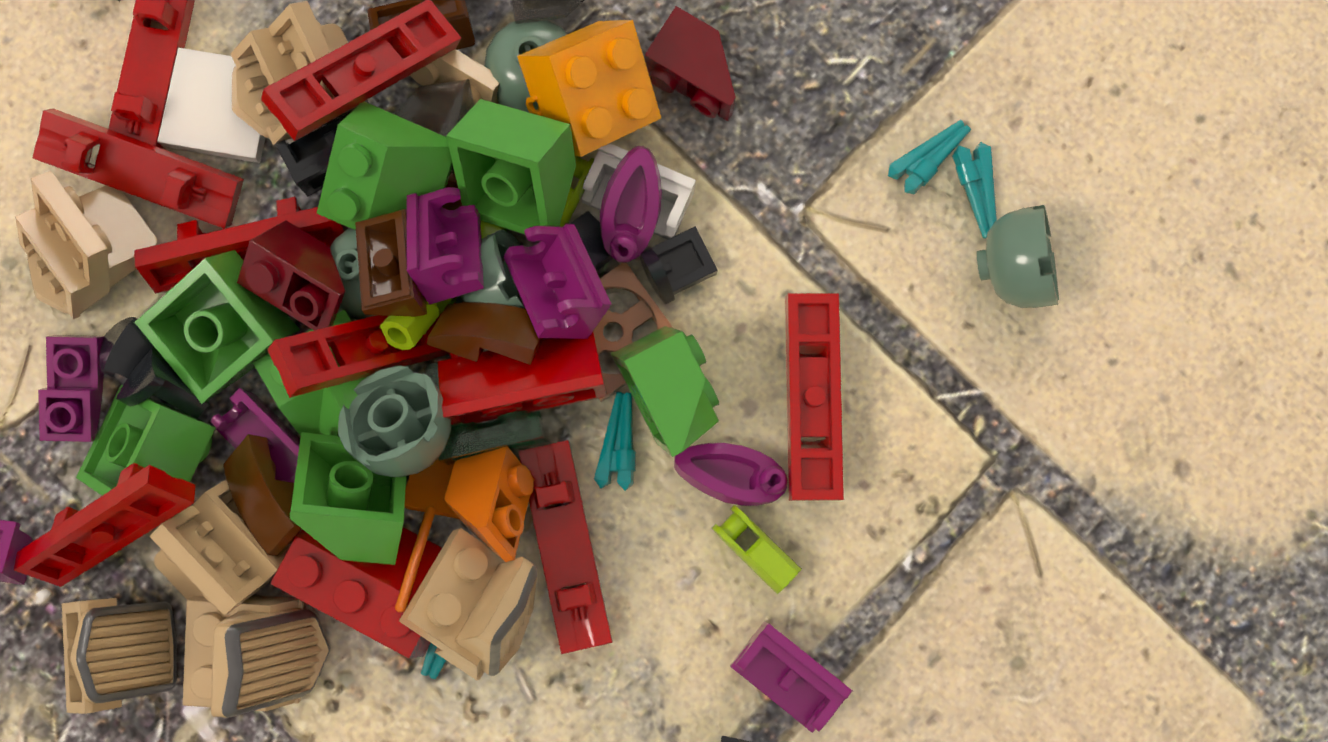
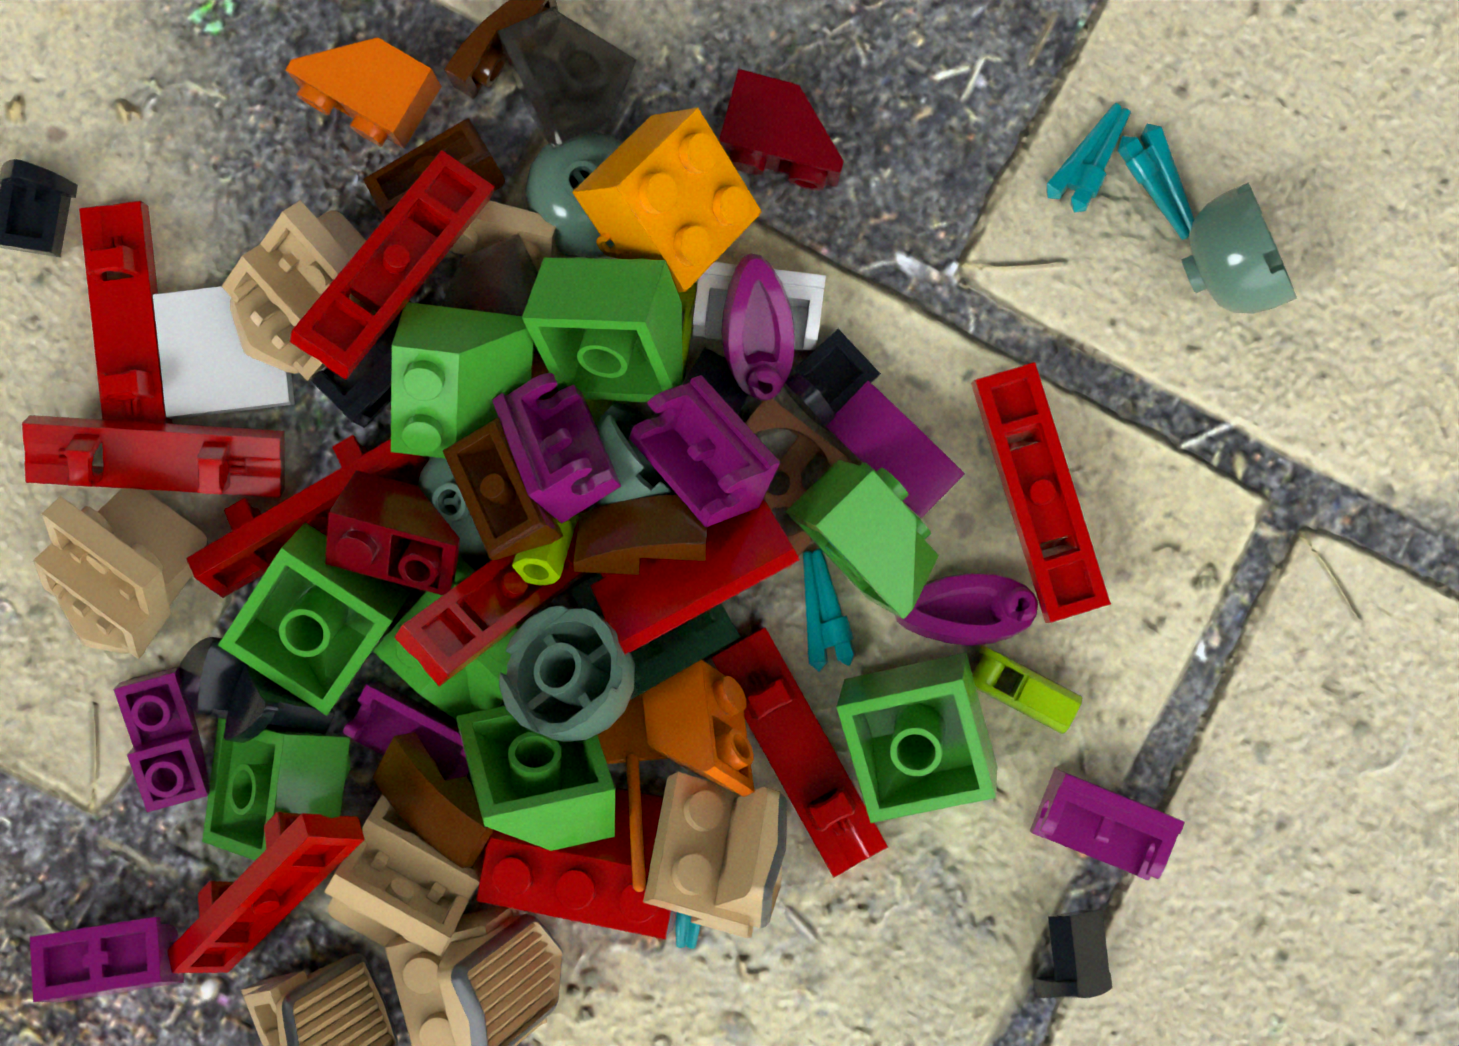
camera: 10 degrees left, 5 degrees up
(660, 561) = (918, 738): none -> bright green slope
(704, 315) = (889, 440): none -> magenta slope

